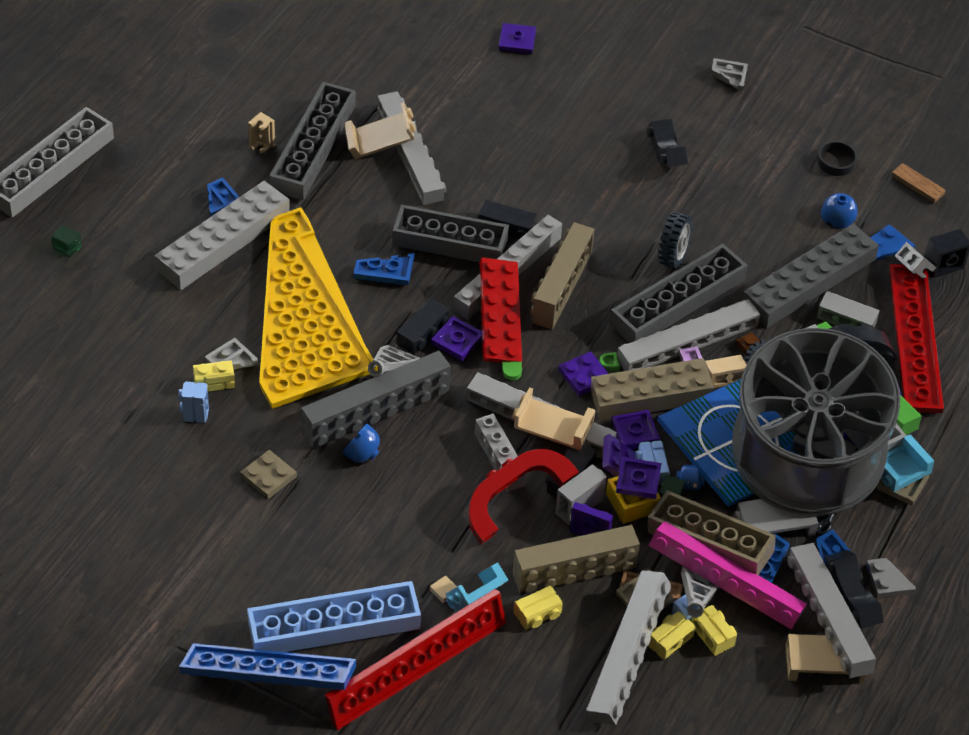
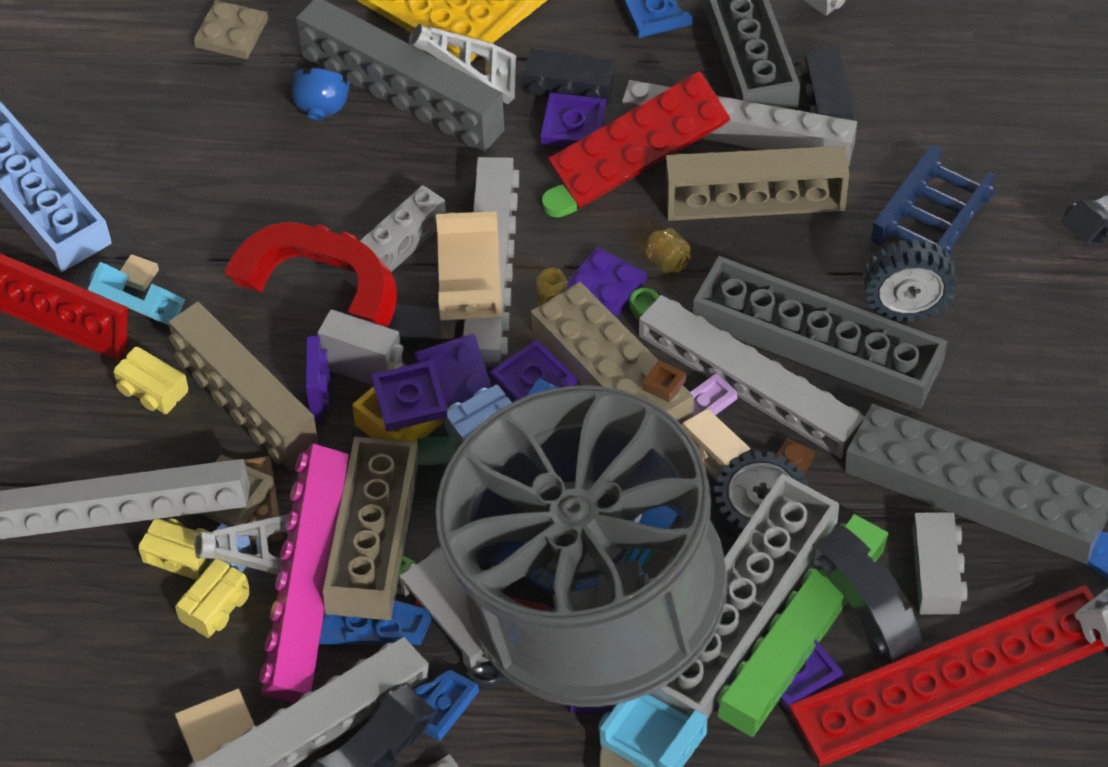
camera: 70 degrees right, 5 degrees up
(582, 334) = (668, 250): none -> clear yellow head
(583, 394) = (550, 284): none -> clear yellow brick
(610, 227) = (916, 186): none -> dark blue fence
(695, 362) = (663, 381): none -> reddish brown plate

